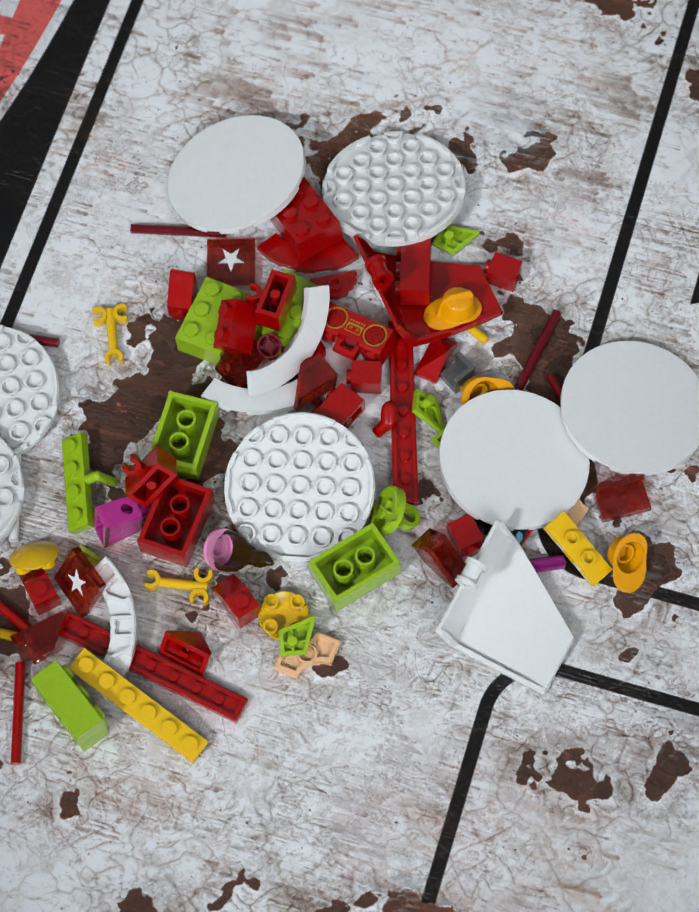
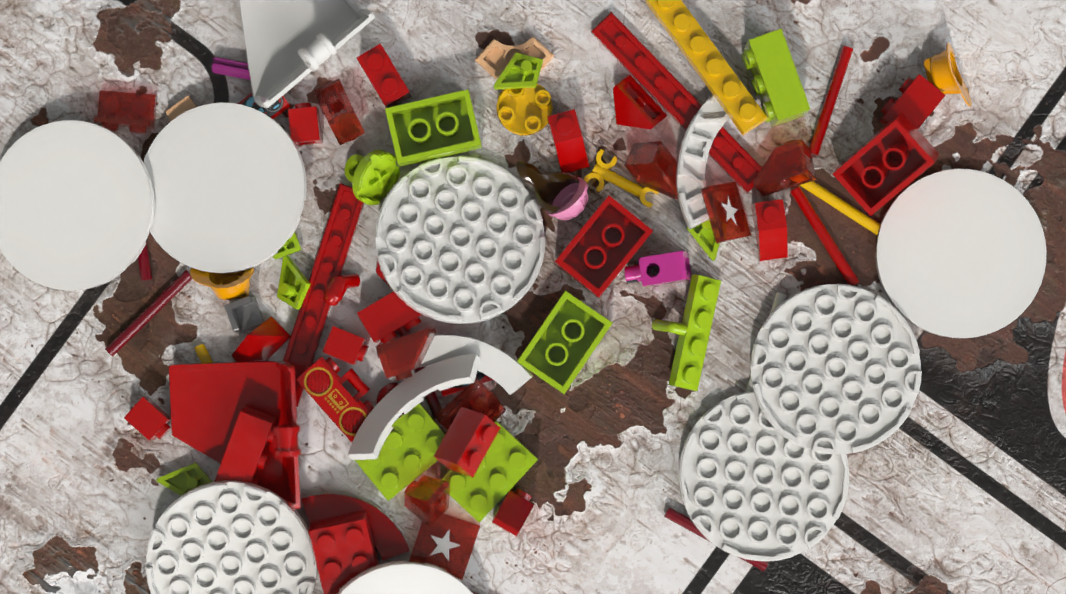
camera: 160 degrees left, 20 degrees up
(34, 556) = (765, 261): yellow dish -> none
(110, 317) = (599, 523): yellow bar -> none
(149, 476) = (616, 296): red brick -> none
(155, 599) = (653, 167): none -> clear red slope
(252, 275) = (427, 498): none -> clear red slope
(269, 345) = (439, 399): dark red wheel -> none
(273, 300) = (415, 453): red brick -> none
(338, 284) = (339, 472): red plate -> none
(413, 596) = (384, 76): none -> red brick
(453, 309) = (222, 387): light orange piece -> none
(577, 548) = (194, 68): yellow plate -> none
(628, 559) = (147, 37): light orange piece -> none

